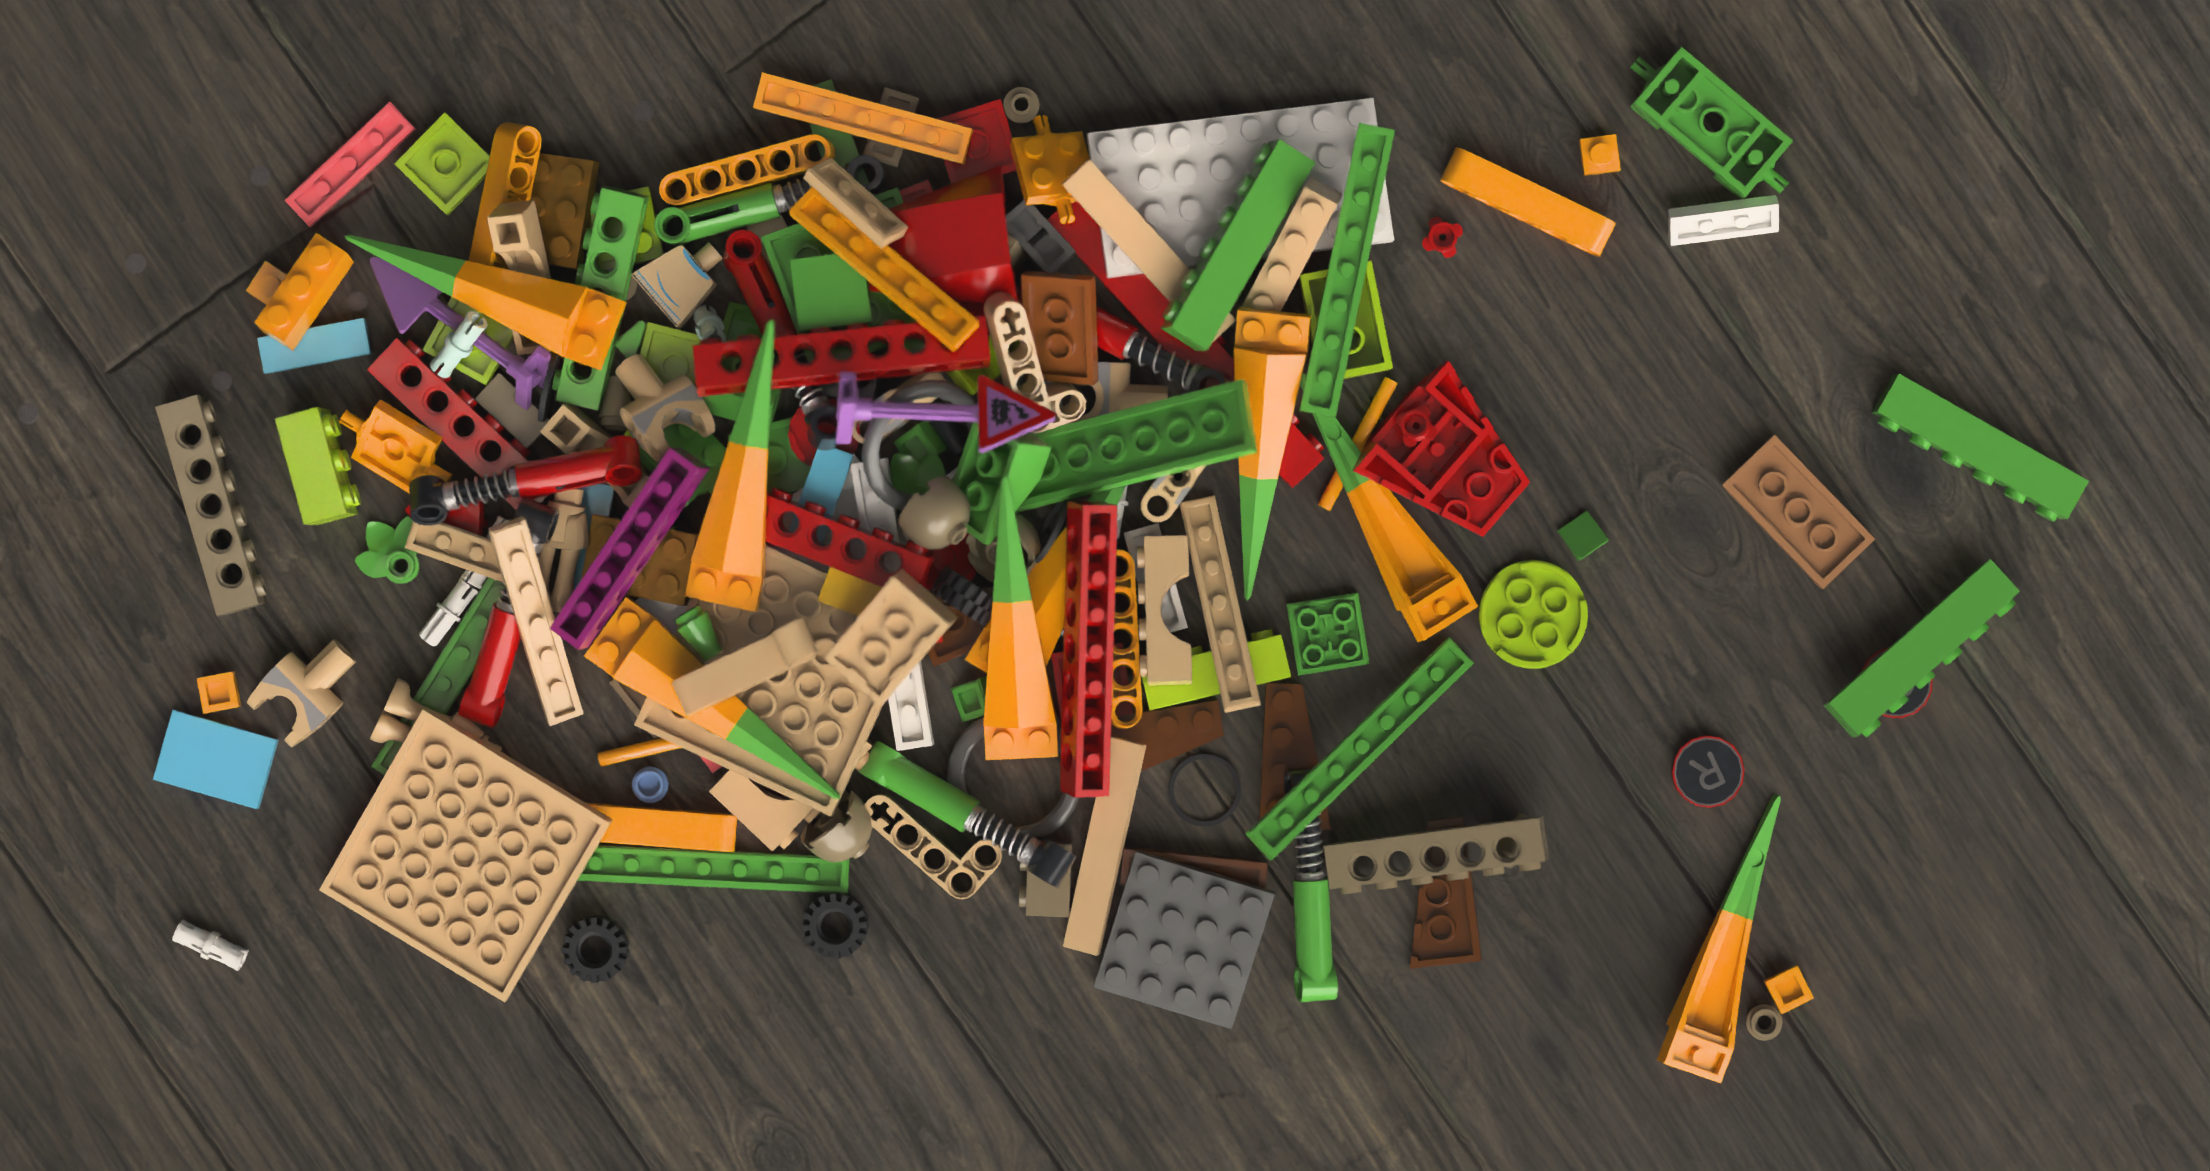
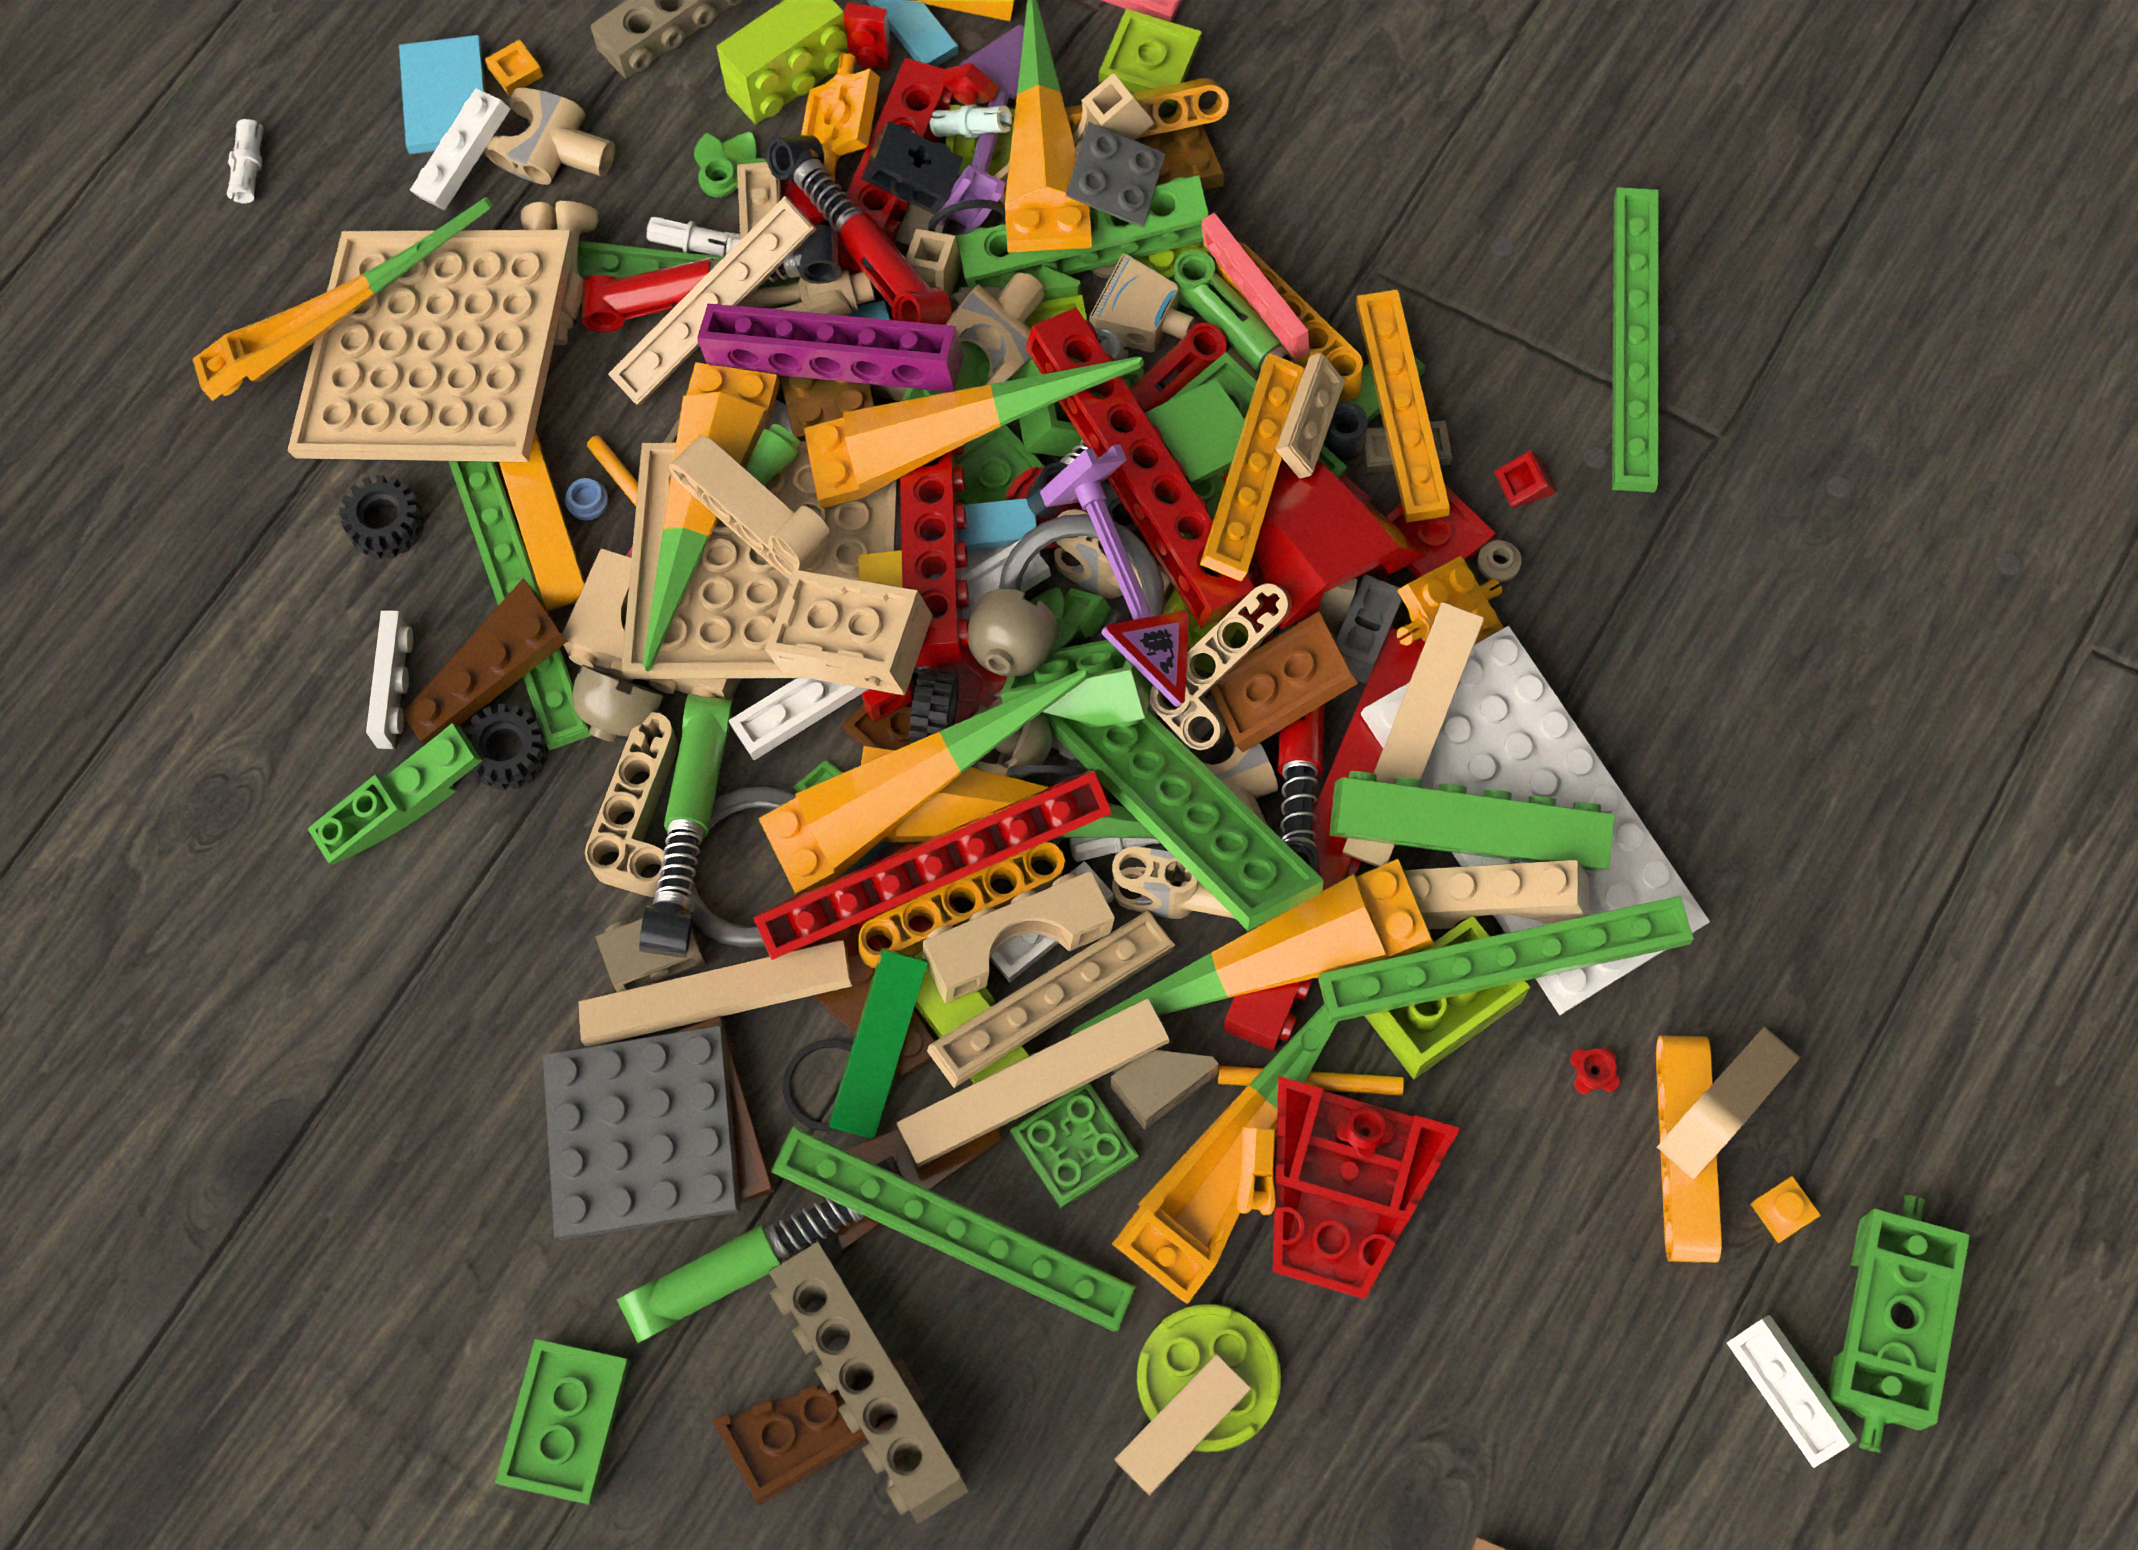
camera: 70 degrees right, 20 degrees down
(285, 766) = (460, 149): none -> white plate
(333, 392) = (868, 36): none -> red plate
(404, 986) = (274, 341): none -> light orange plate
(420, 330) = (969, 84): none -> red plate
(476, 429) = (912, 167): none -> black brick
(573, 256) = (1114, 174): none -> dark grey hinge
(719, 189) = (1255, 287): none -> coral tile
(741, 991) = (389, 680): none -> white plate
(763, 909) = (491, 660): none -> reddish brown wing
(842, 1021) = (395, 801): none -> bright green slope
(961, 48) = (1525, 480): none -> red slope
(1198, 744) = (877, 1043): none -> green tile
(1279, 646) = (1032, 1082): none -> tan tile
(1312, 554) = (1160, 1082): none -> dark tan slope
(1365, 1071) = (563, 1422): none -> bright green plate
(1405, 514) = (1257, 1161): none -> light orange bar
(1514, 158) = (1728, 1103): none -> tan beam
(1559, 648) = (1182, 1425): none -> tan tile
(1582, 536) = (1330, 1395): bright green slope -> none

